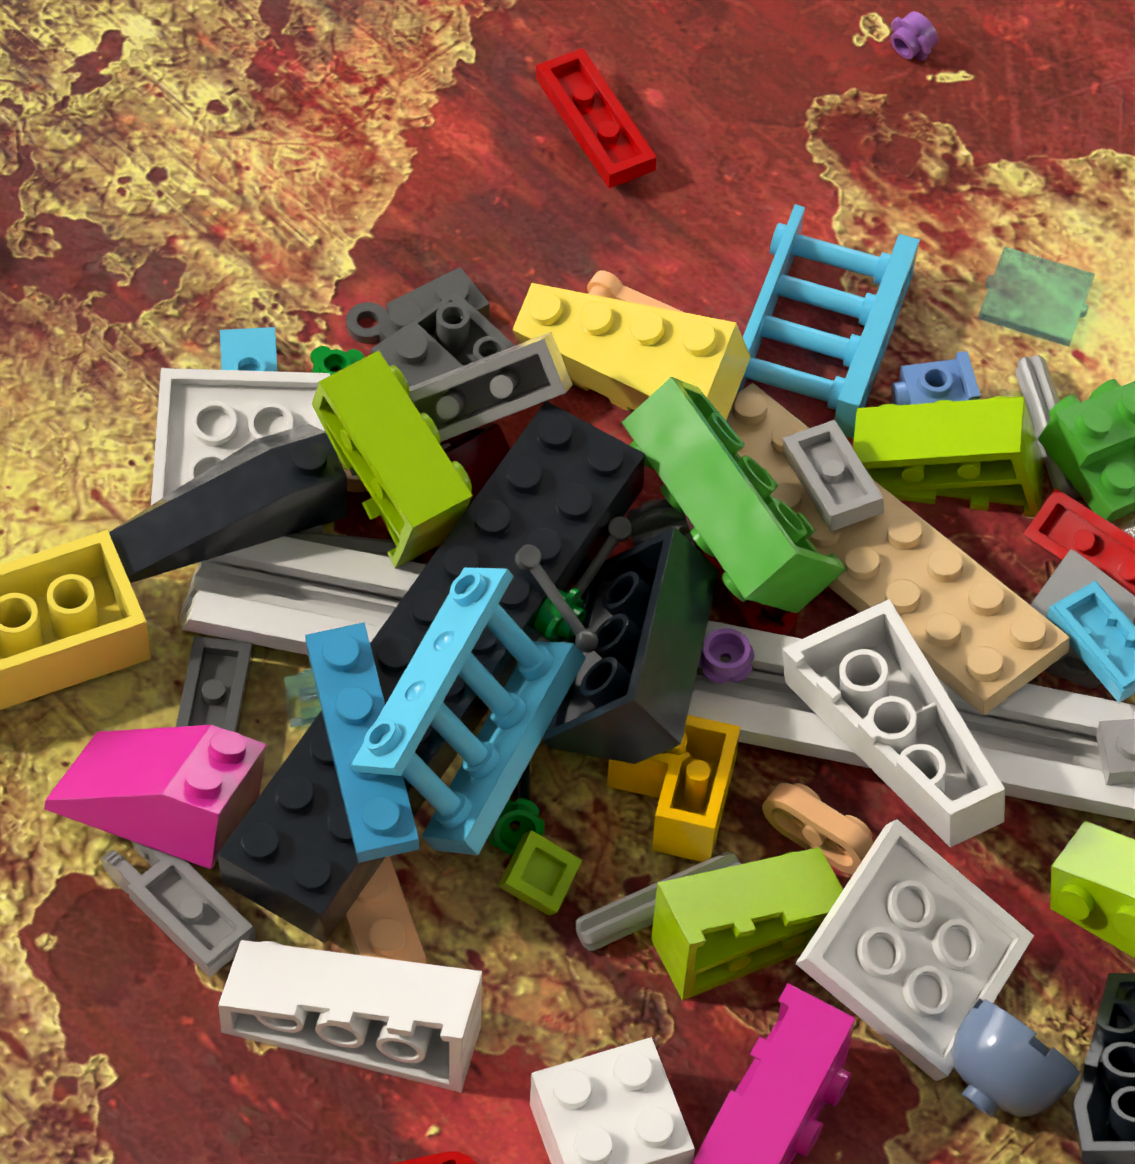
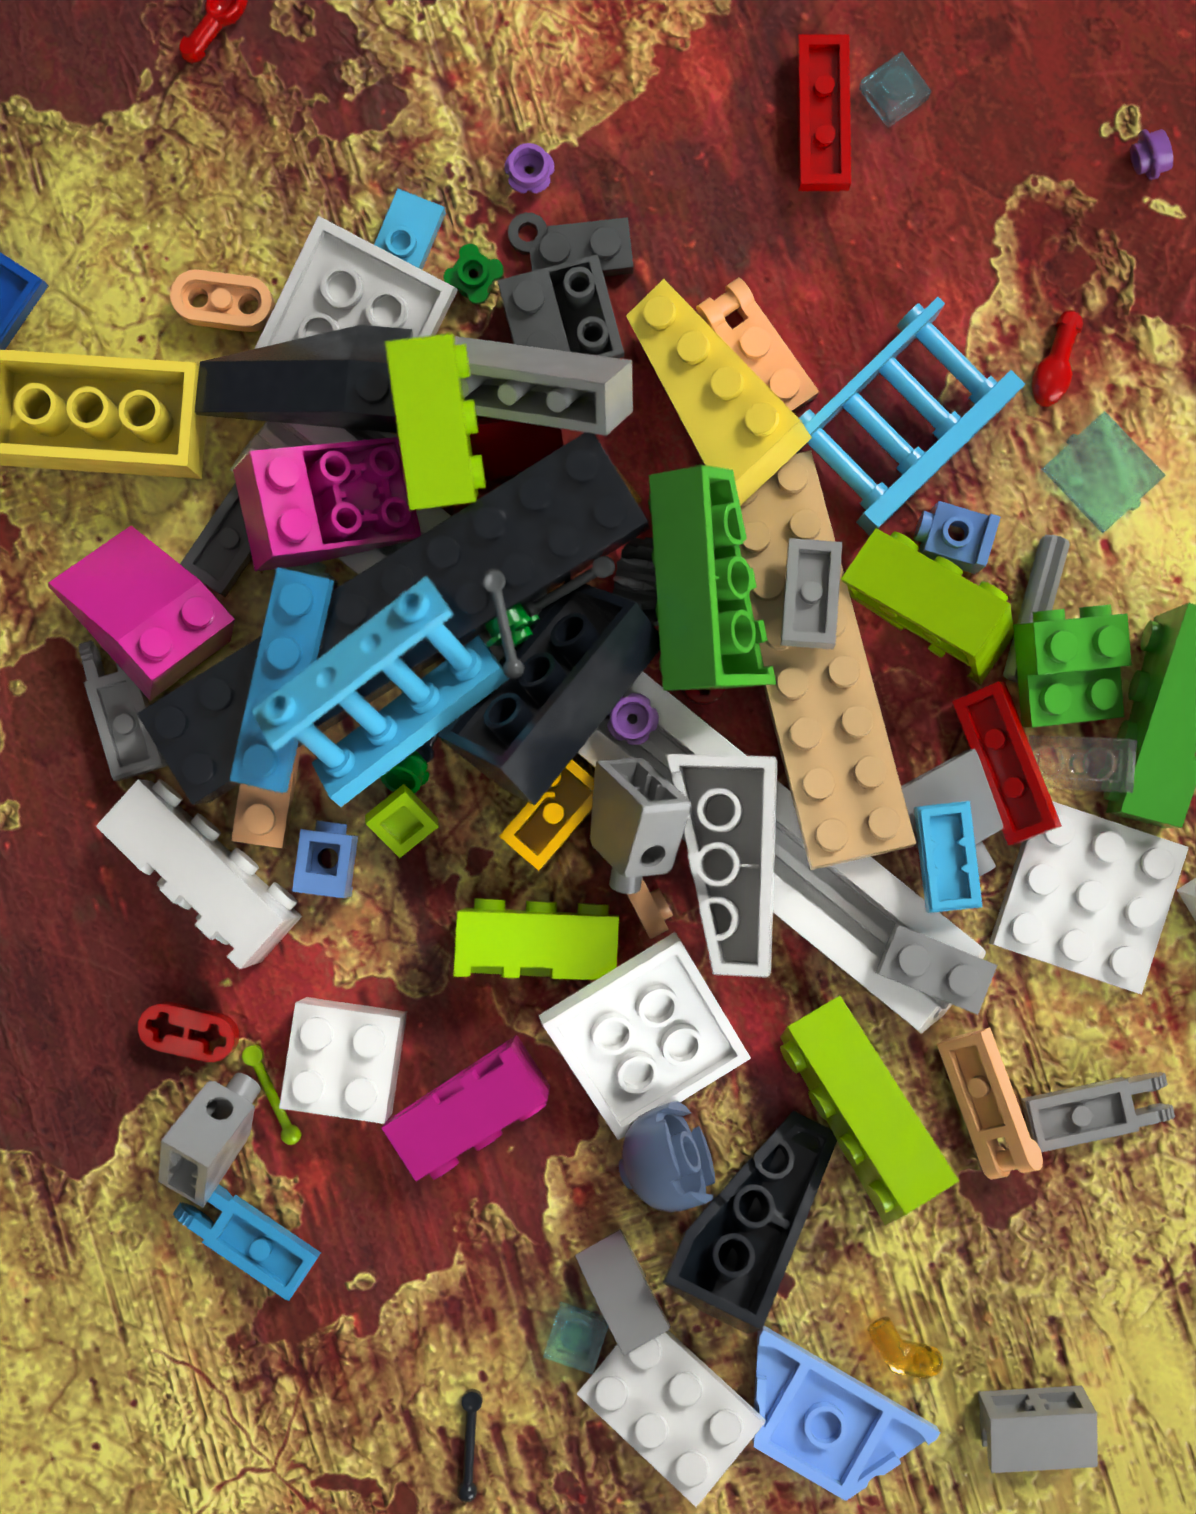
camera: 35 degrees right, 30 degrees up
(92, 491) = (225, 301): none -> light nougat plate
(298, 586) = (324, 501): none -> dark pink slope
(340, 255) = (529, 155): none -> medium lavender plate
(488, 925) = (311, 874): none -> medium blue brick
(636, 909) = (484, 884): light grey axle -> none
(648, 79) = (894, 89): none -> clear light blue plate
(789, 730) = (636, 821): none -> light grey torso
(937, 236) = (1054, 372): none -> red piece

